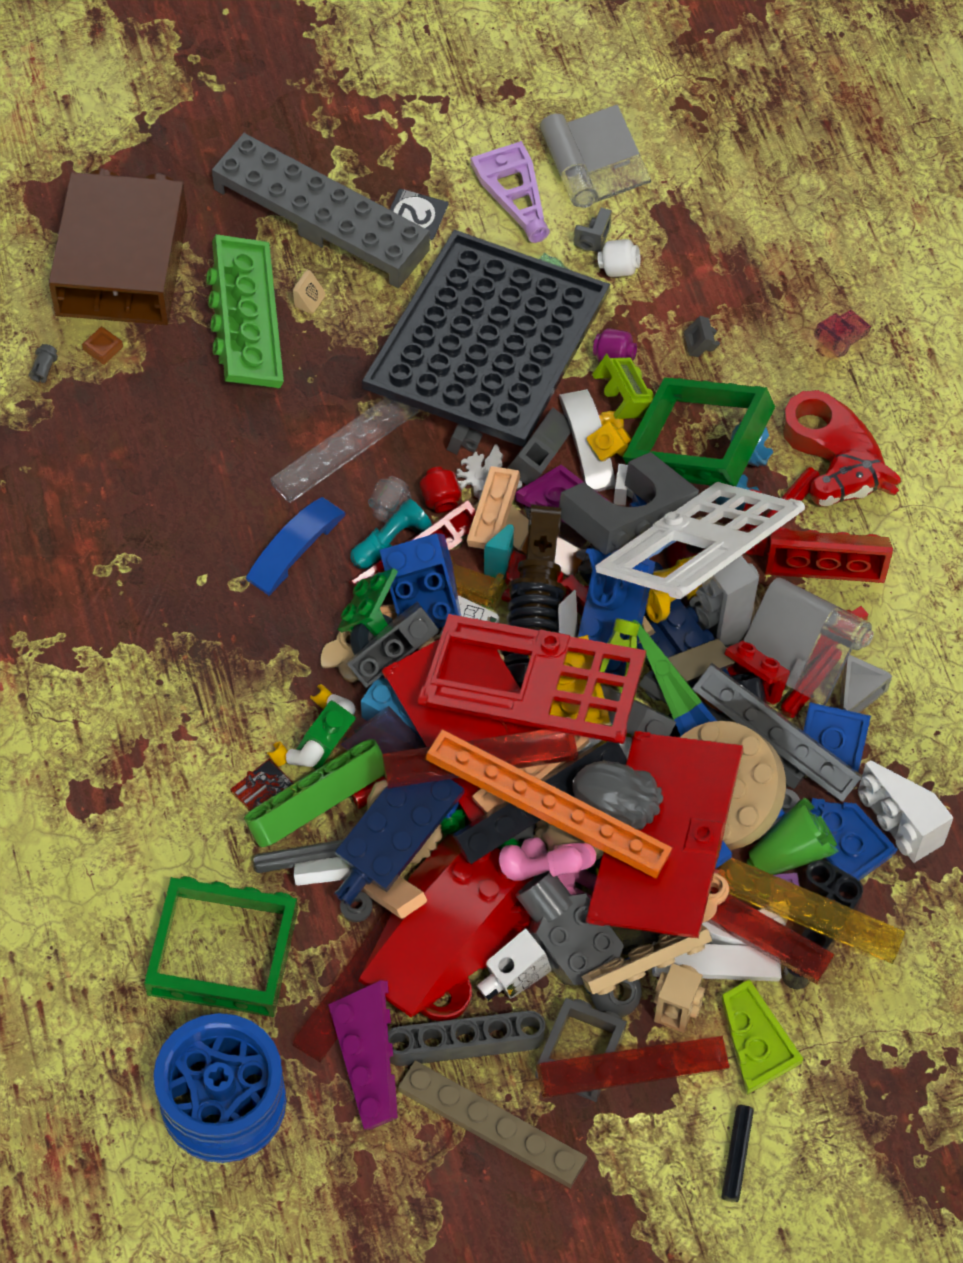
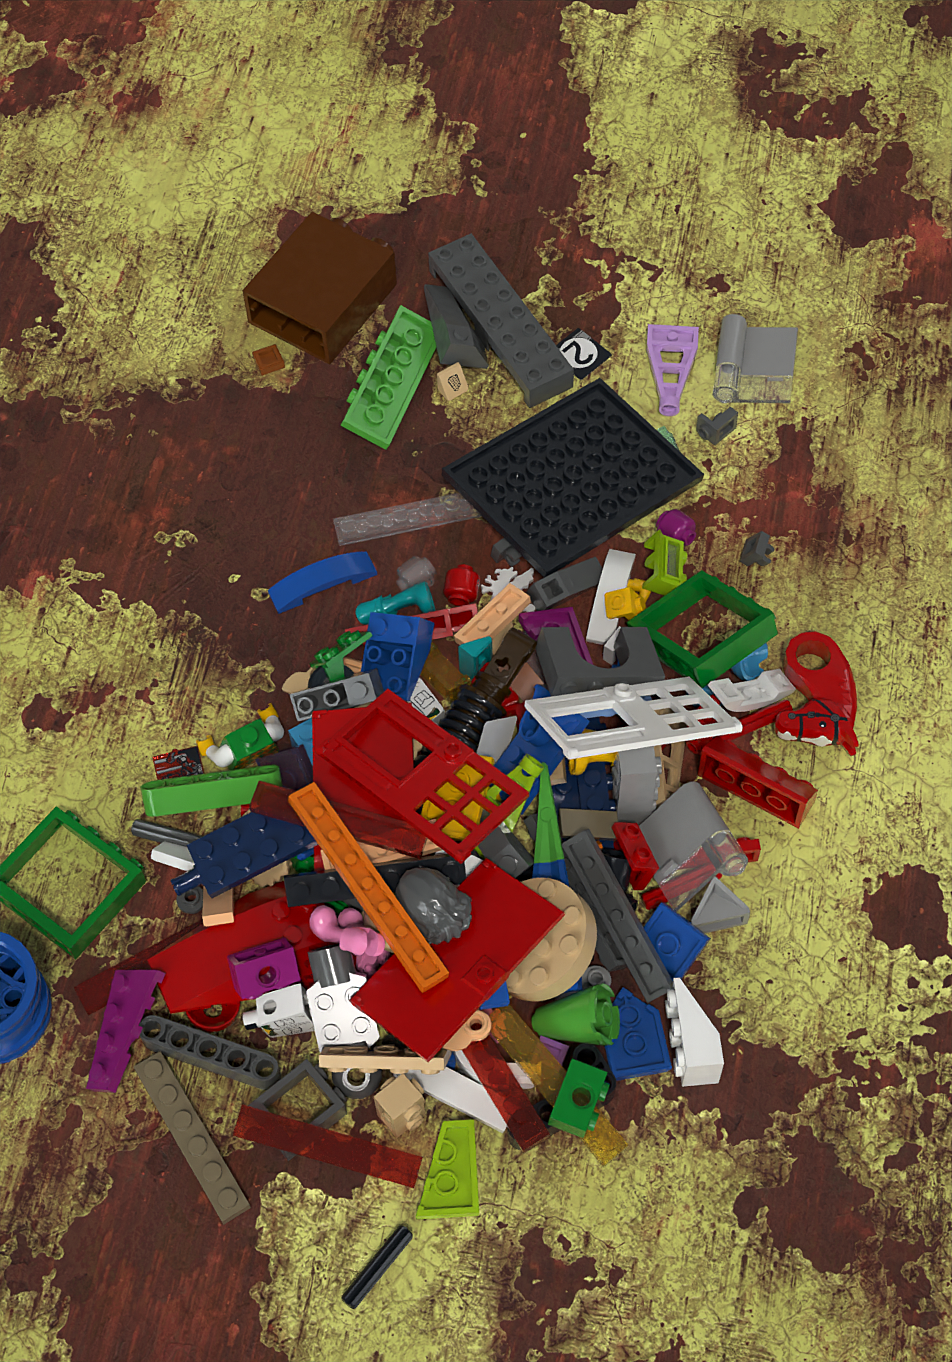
camera: 30 degrees right, 0 degrees up
(45, 357) = (213, 354): dark grey pin -> none
(278, 238) = (452, 330): none -> dark grey wedge
(484, 930) = (248, 963): none -> magenta brick
(619, 258) = (725, 455): white head -> none
(779, 471) = (752, 694): none -> white slope
(839, 926) = (584, 1080): none -> green brick
(841, 332) = (881, 595): clear pink brick -> none

